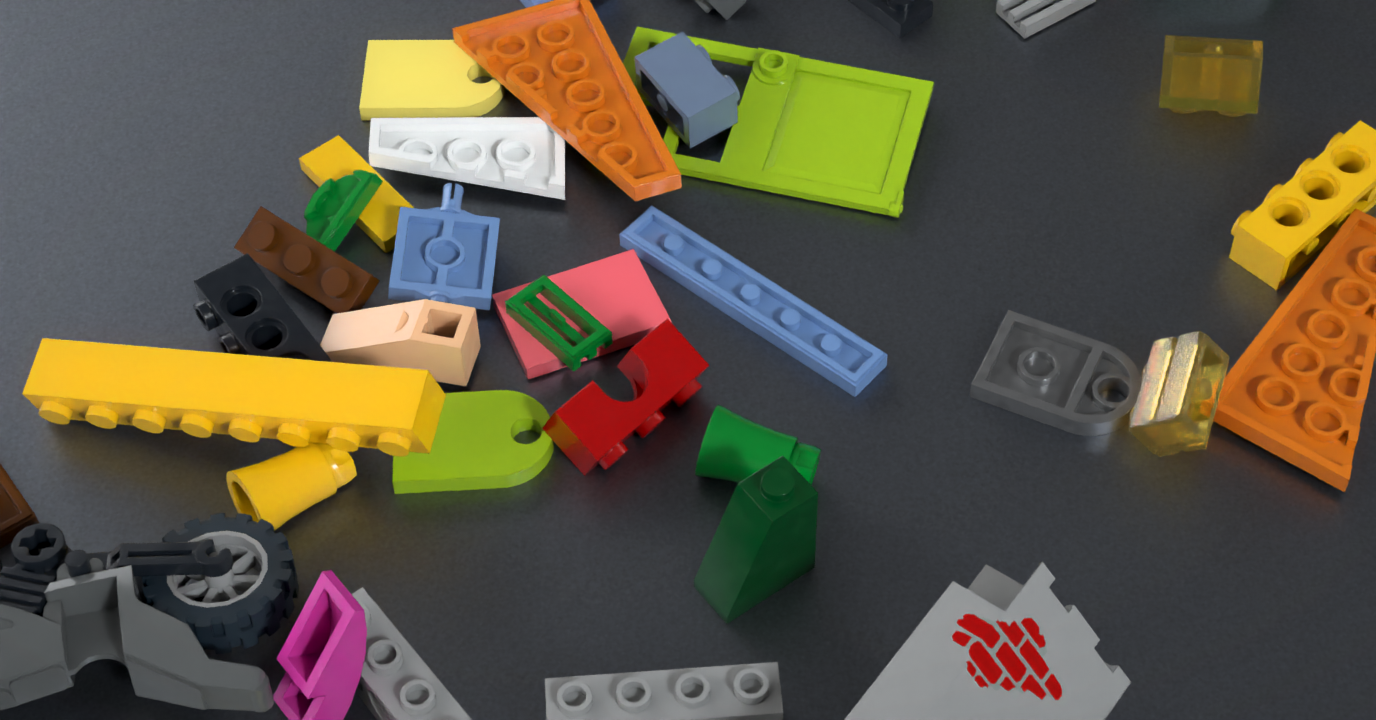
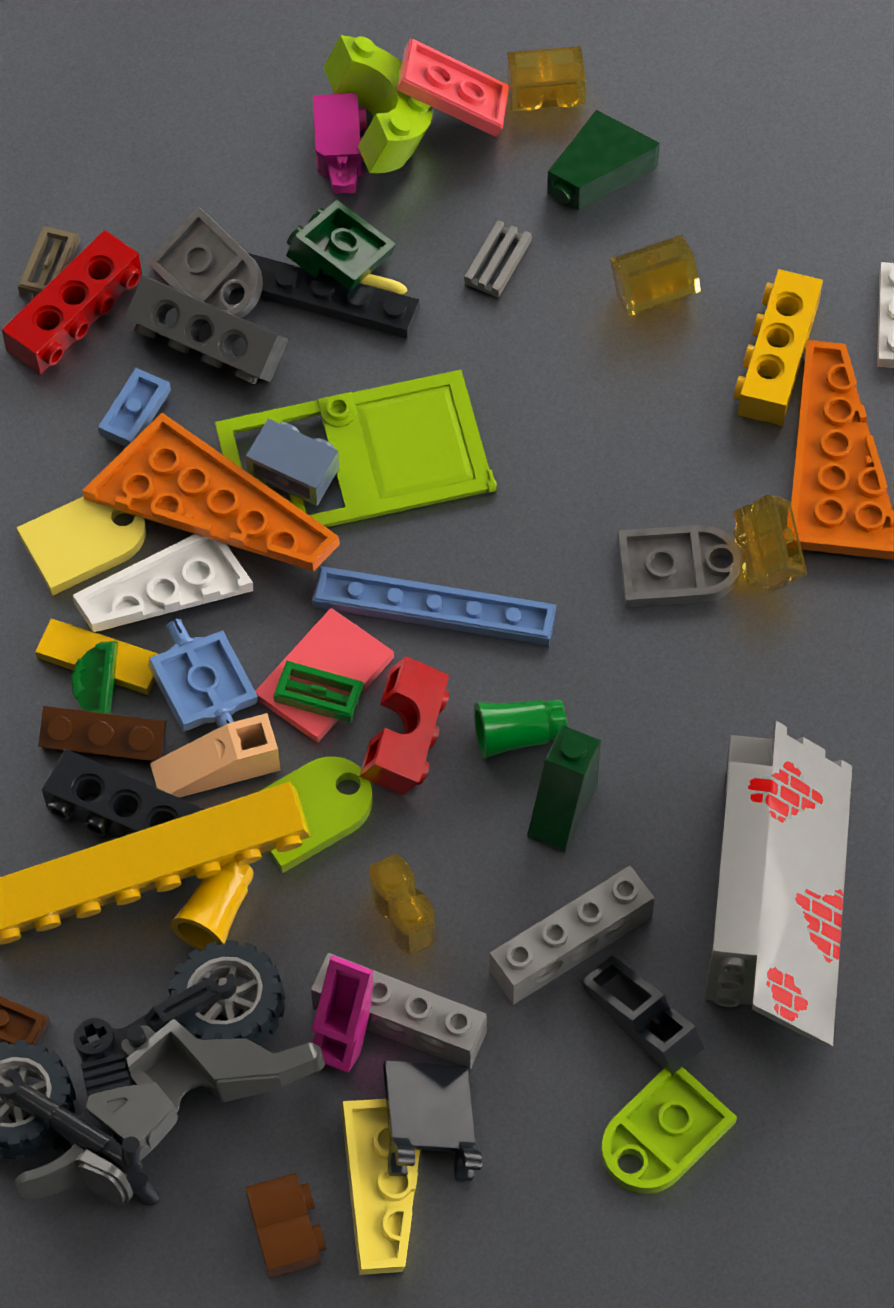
camera: 30 degrees left, 10 degrees up
(492, 583) = (401, 903): none -> clear yellow brick

